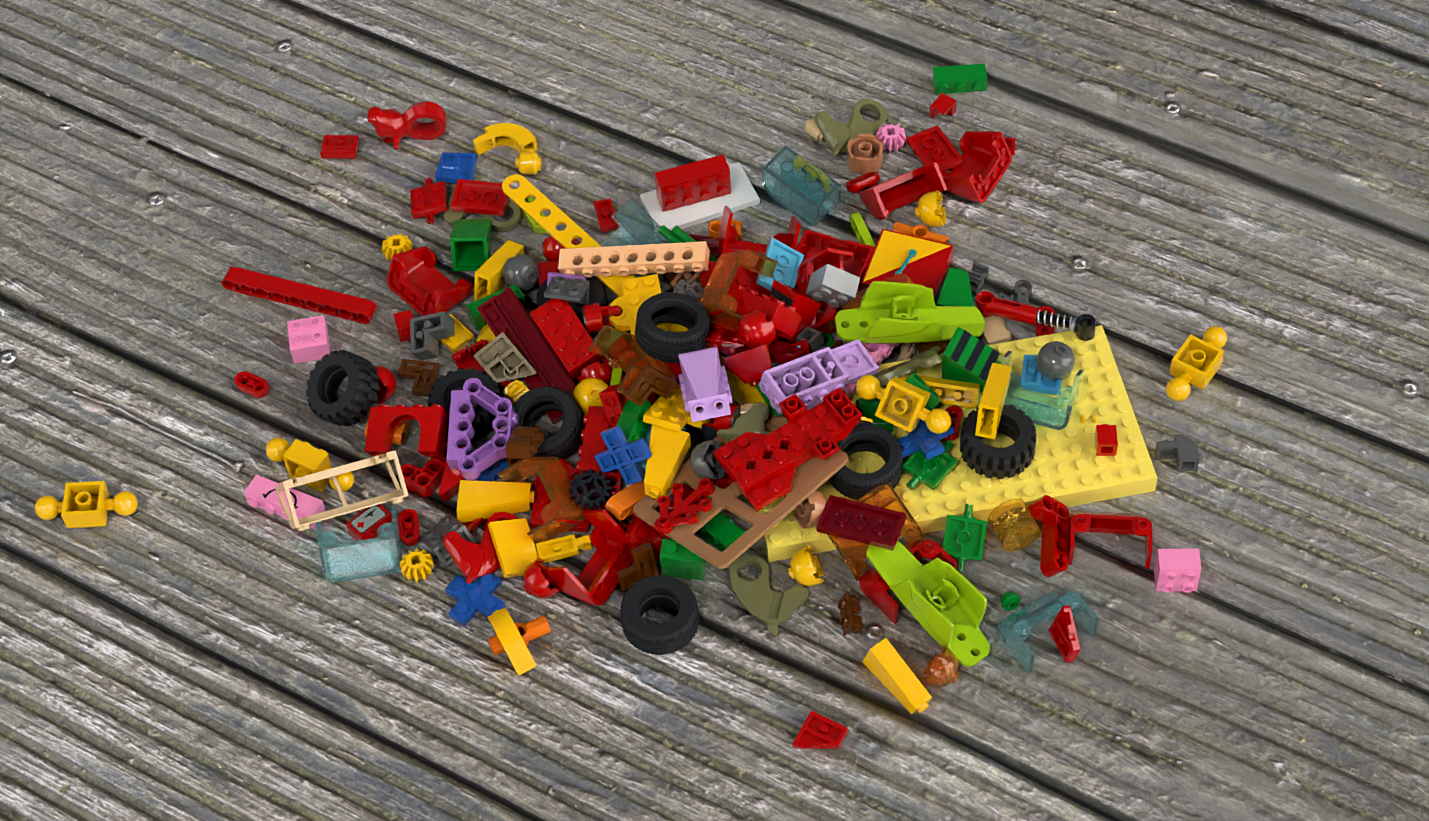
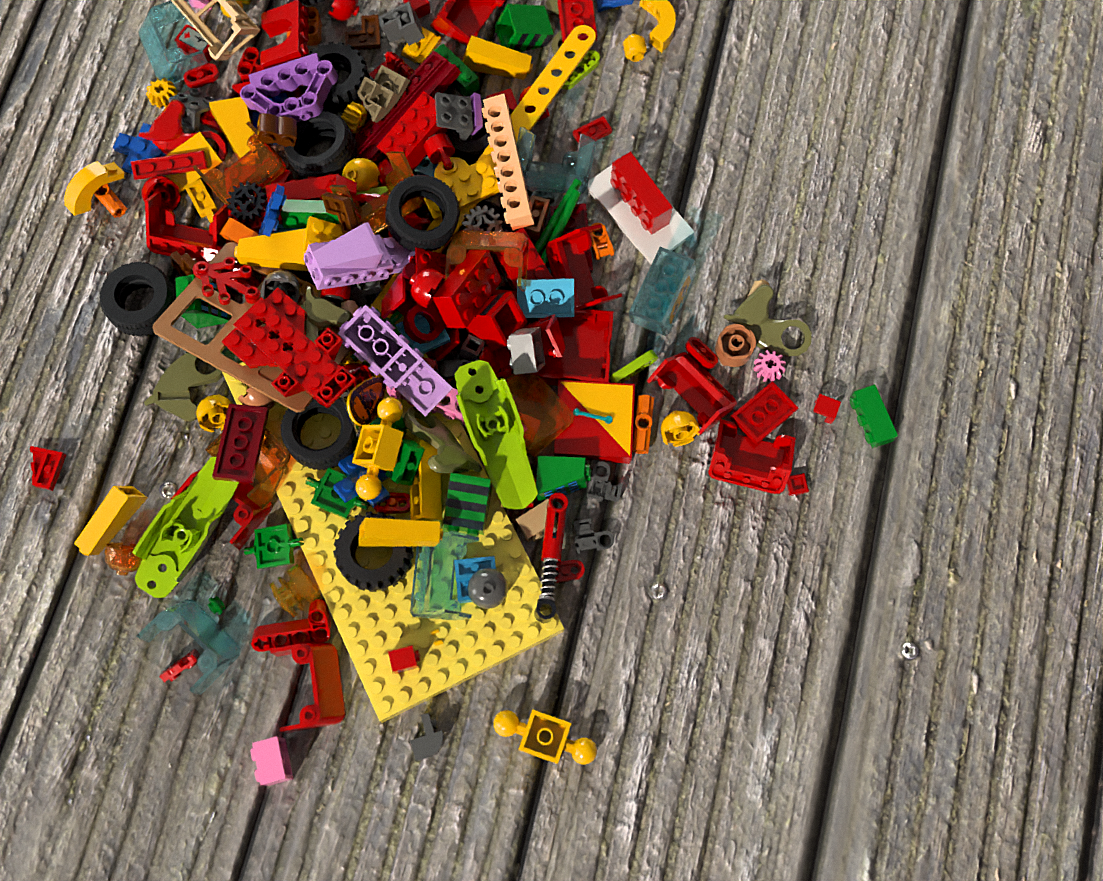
camera: 70 degrees right, 20 degrees up
(514, 561) = (169, 165): none -> red tile
(521, 272) = (493, 77): dark grey cylinder -> none
(848, 607) = (185, 460): reddish brown hinge -> none

